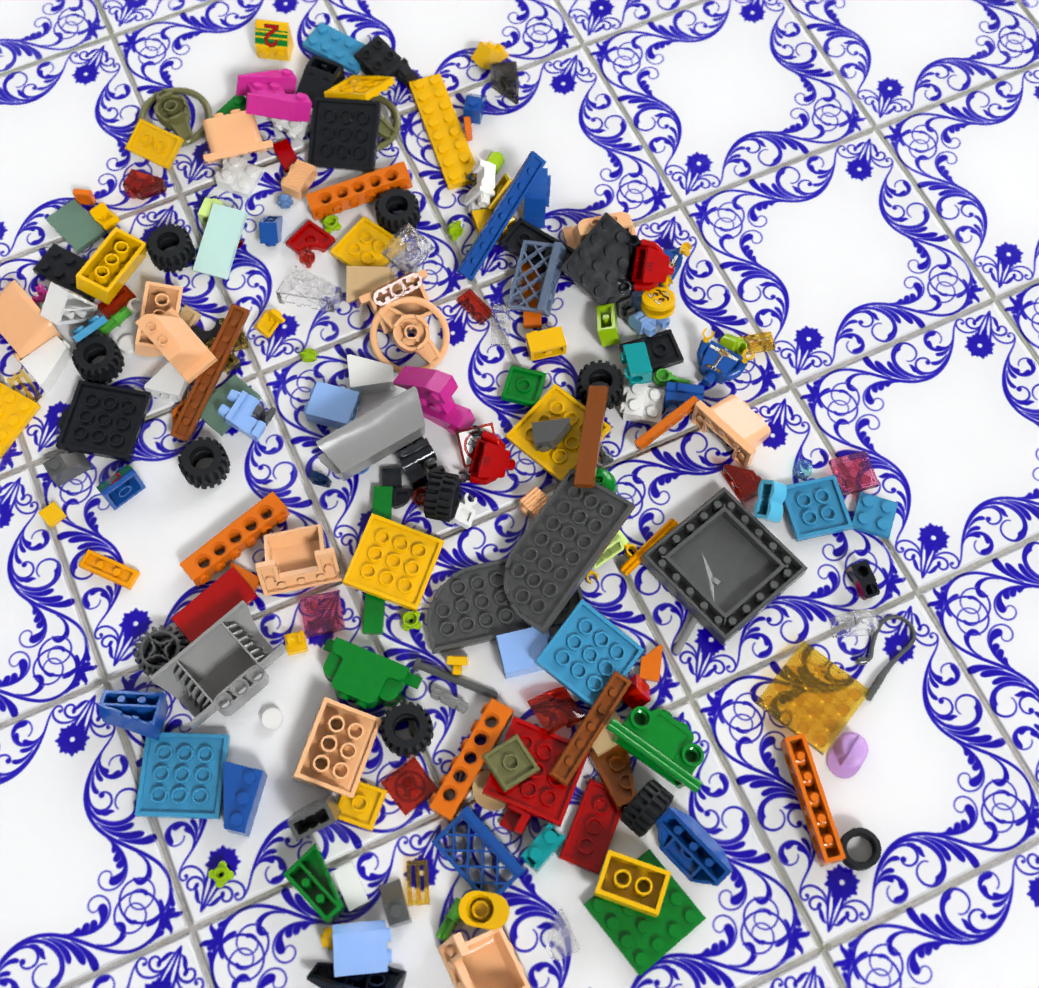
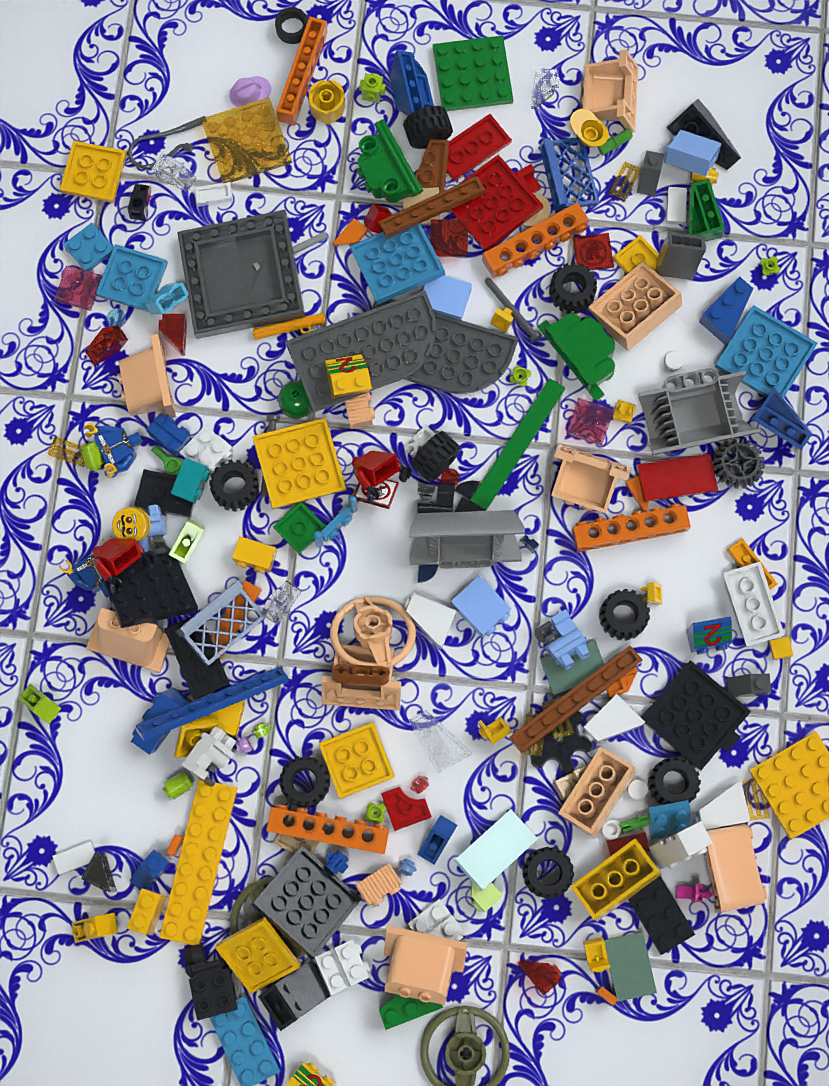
camera: 150 degrees left, 10 degrees up
(92, 533) = (753, 604): none -> white plate
(154, 144) = (504, 1023): yellow tile -> none
(177, 343) = (596, 736): light nougat windscreen -> none
(187, 495) = (654, 593): none -> yellow tile
(274, 95) = (359, 992): dark pink wedge -> none
(285, 154) = (375, 928): red tile -> none
(308, 355) = (475, 673): lime plate -> none
(339, 174) = (336, 862): none -> blue gear
(365, 279) = (379, 715): tan slope -> none
(393, 562) = (508, 428): yellow plate -> none
(408, 249) = (322, 725): clear brick -> none
(435, 396) = (391, 547): dark pink wedge -> none
(449, 700) = (526, 296): light grey axle -> none
(456, 73) = (147, 912): none -> yellow brick
(462, 215) = (244, 745): none -> lavender plate
(474, 306) = (292, 638): clear red tile -> none
(495, 397) = (340, 520): none -> dark azure plate
(510, 763) = (510, 211): olive plate -> none
(535, 89) = (74, 858): none -> white tile
(543, 848) = (520, 149): teal brick -> none
(550, 433) = (310, 458): dark grey slope -> none
(560, 509) = (347, 376): none -> yellow slope
(591, 437) = (278, 428): dark orange tile -> none
(632, 883) = (472, 83): yellow brick -> none
(635, 161) = (39, 703): none -> lime slope
(666, 423) = (202, 413): orange tile -> none
(727, 831) = (372, 87): none -> lime brick
(776, 777) = (326, 101): none -> yellow brick
(791, 440) = (106, 344): none -> clear red slope
(804, 629) = (213, 194): none -> white tile
(926, 583) = (93, 171): none -> yellow plate

